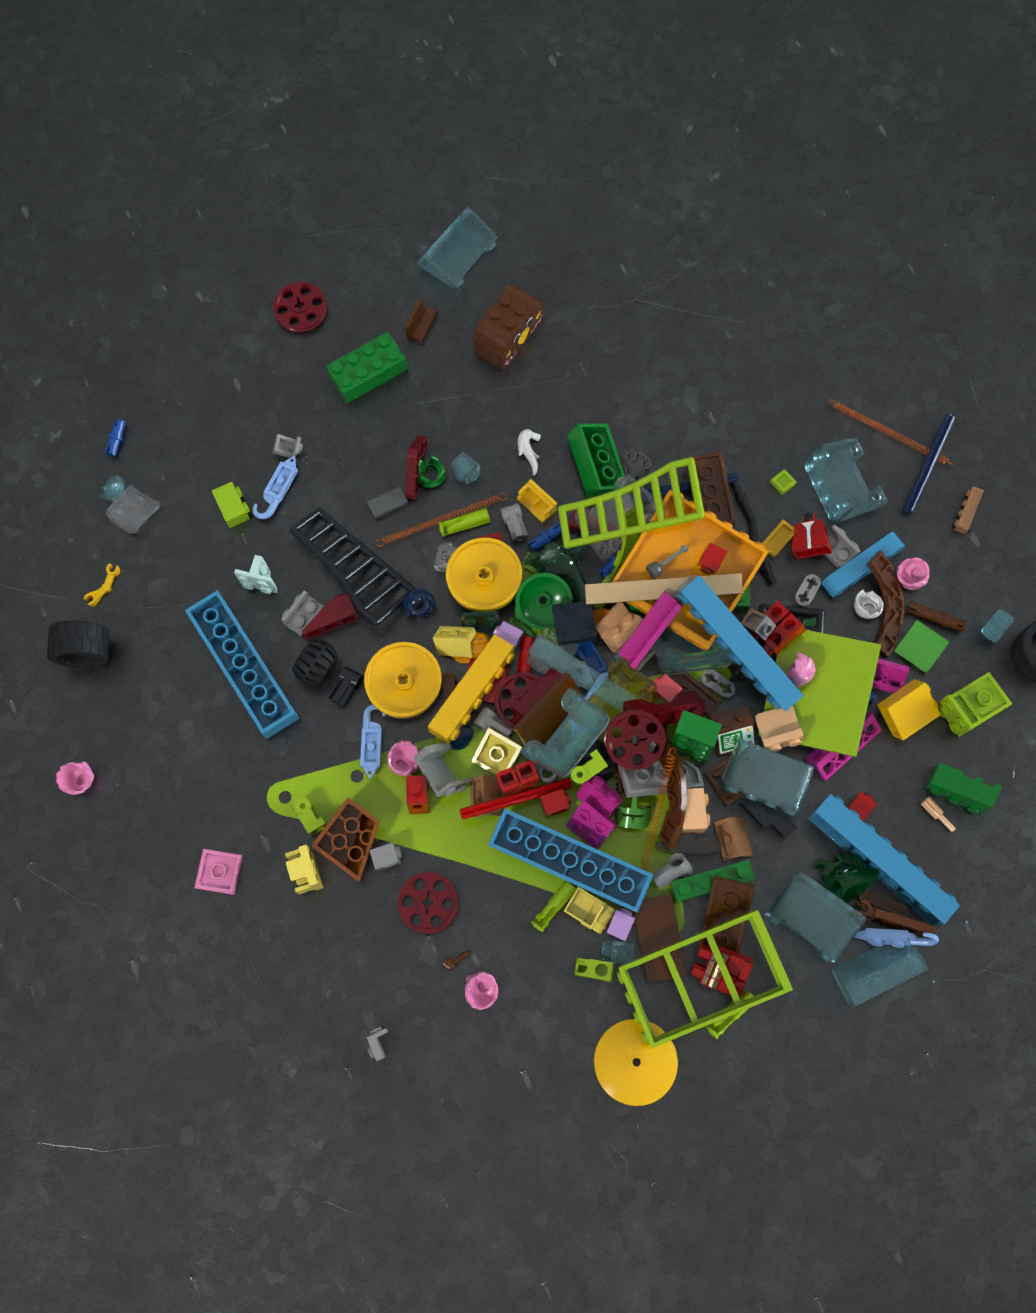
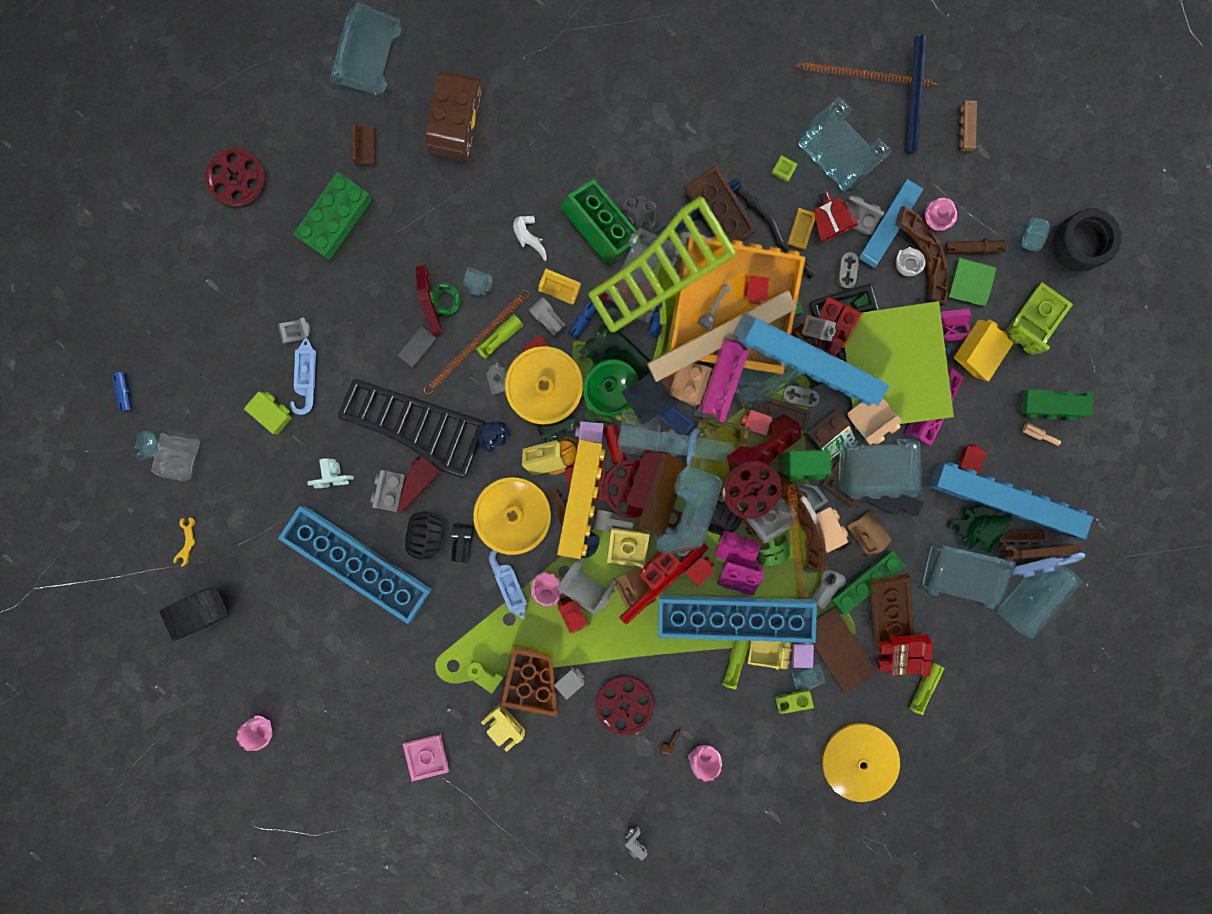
camera: 25 degrees left, 15 degrees up
(583, 773) = (721, 533): lime leg -> none
(770, 954) = (933, 687): lime window -> none
(802, 670) = (874, 357): bright pink hair -> none

